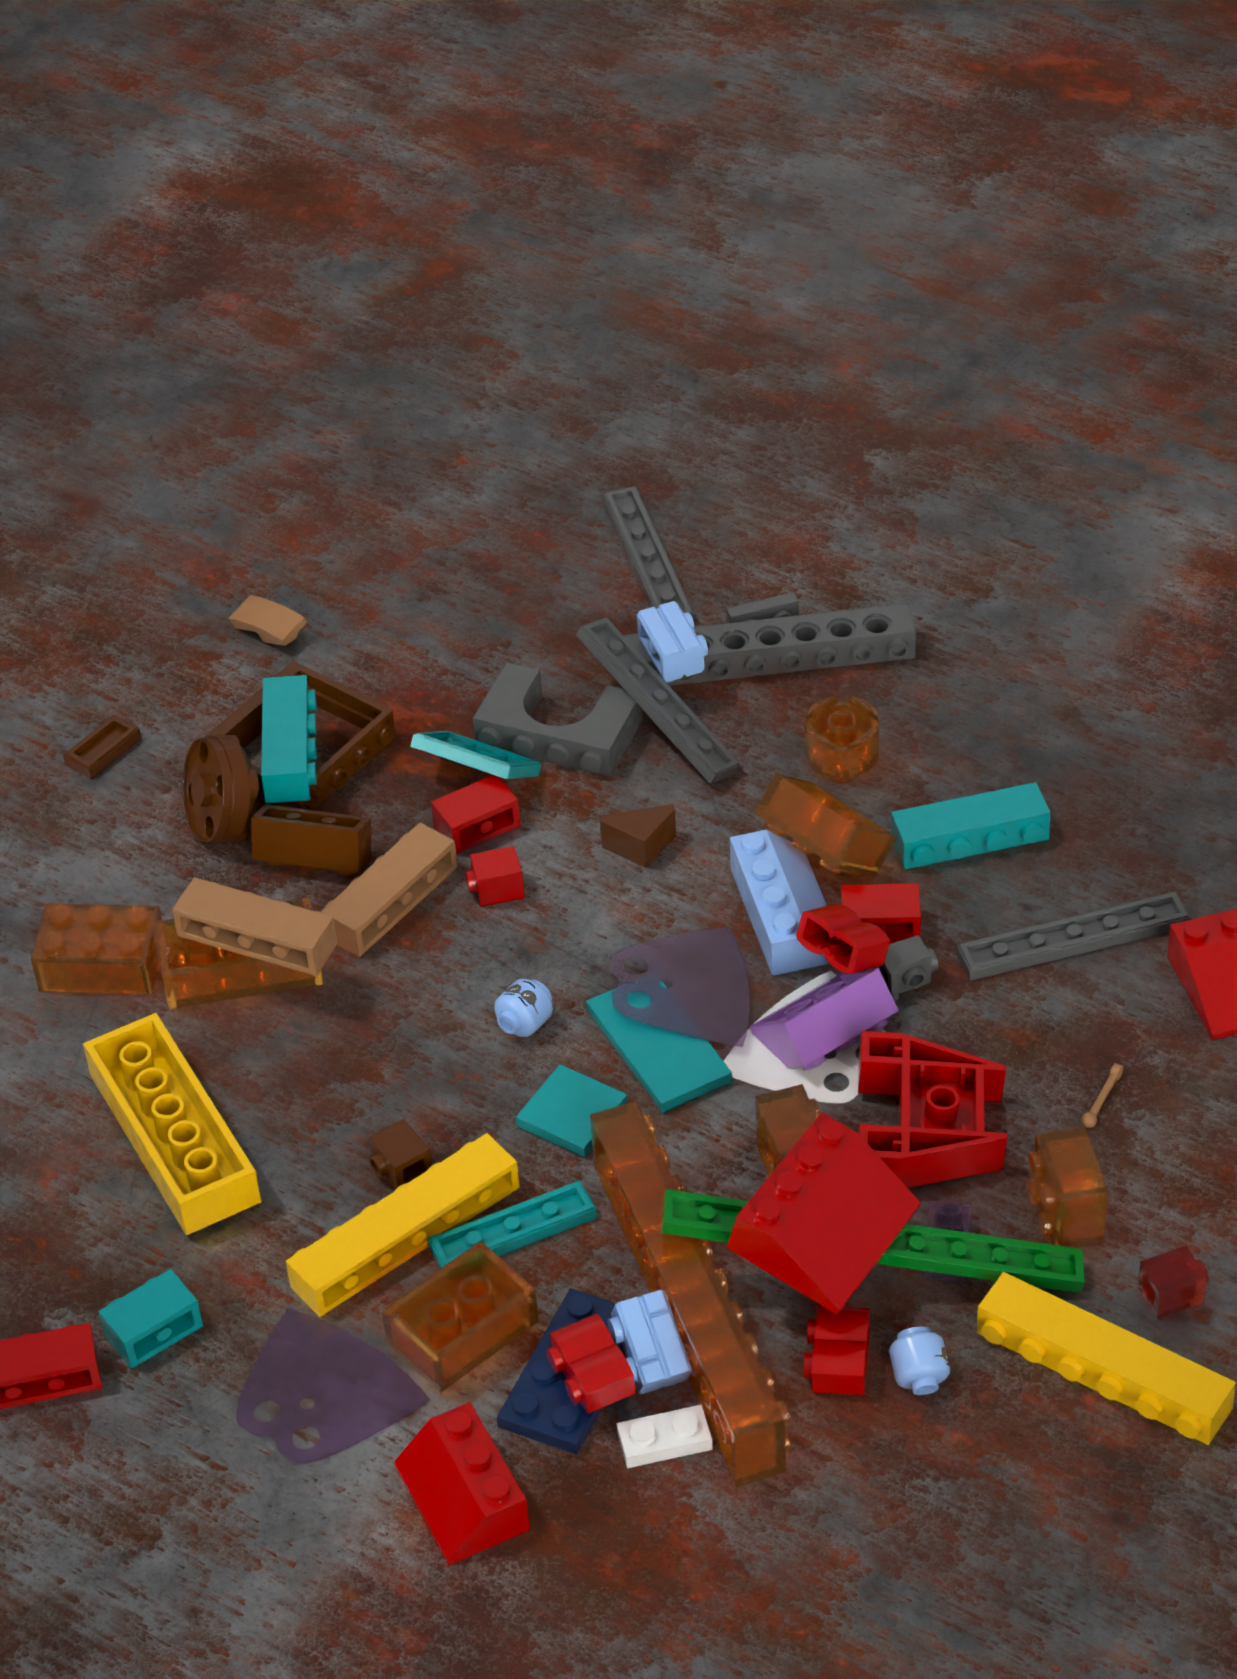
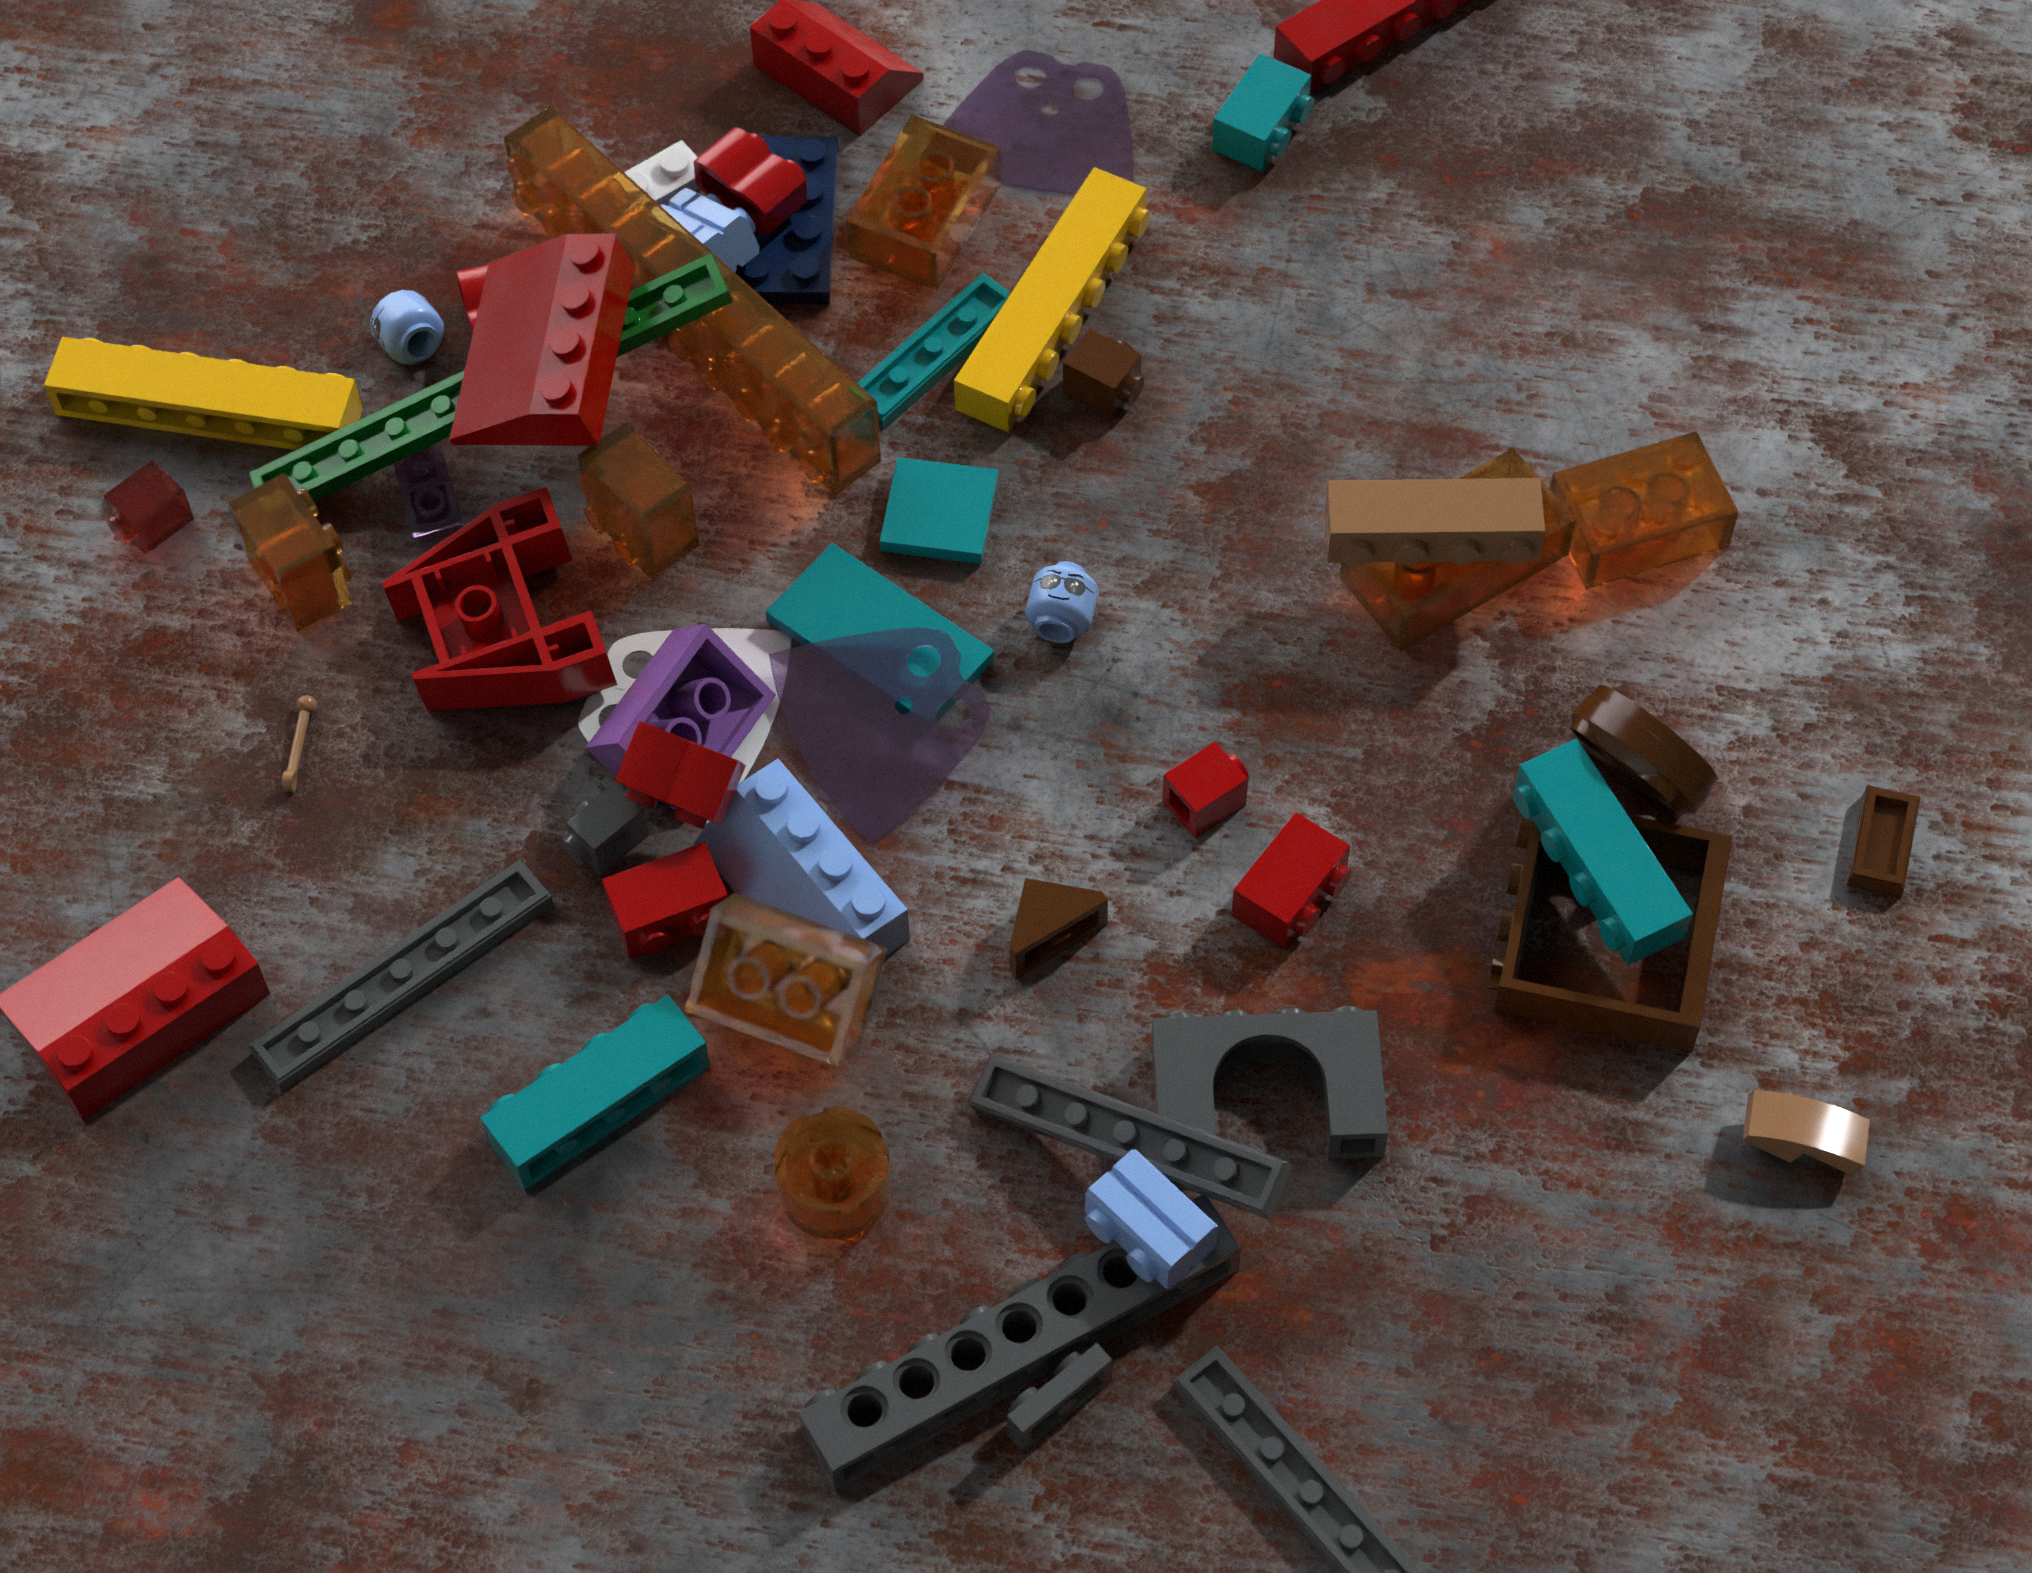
camera: 155 degrees right, 15 degrees up
(172, 1124) = (1388, 311): yellow brick -> none
(311, 839) = (1473, 744): reddish brown brick -> none
(391, 888) = (1335, 723): medium nougat brick -> none
(476, 754) = (1341, 958): teal tile -> none

